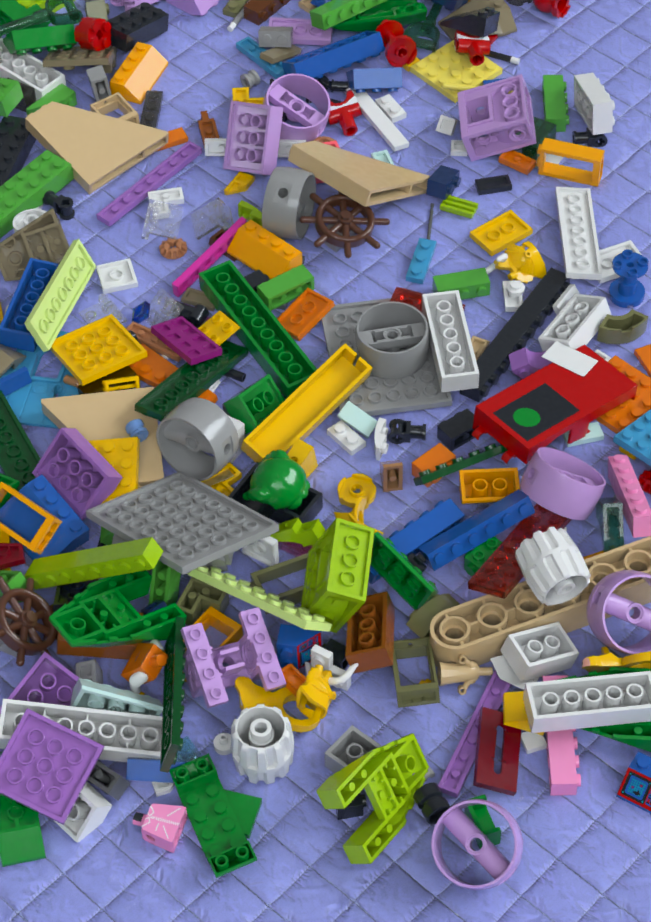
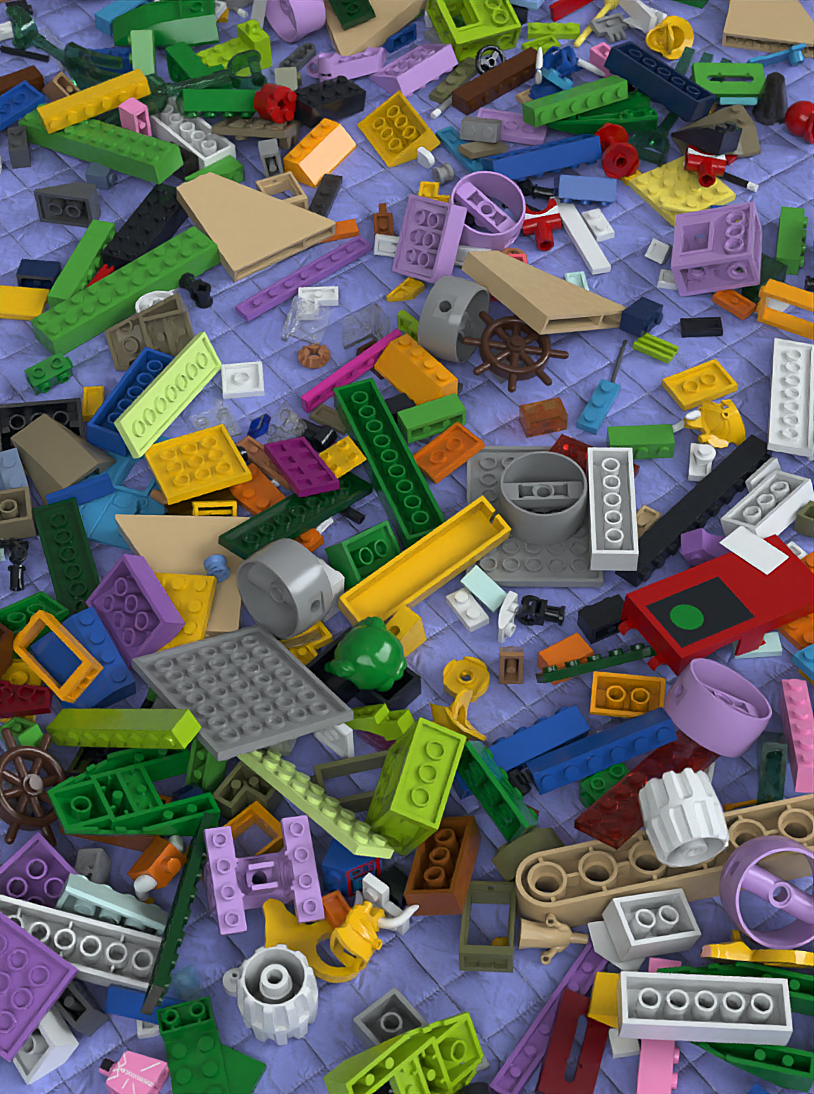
camera: 10 degrees right, 0 degrees up
(203, 46) = (397, 131): none -> yellow slope
(231, 67) = (425, 158): none -> white tile
(377, 275) = (543, 417): none -> clear orange brick

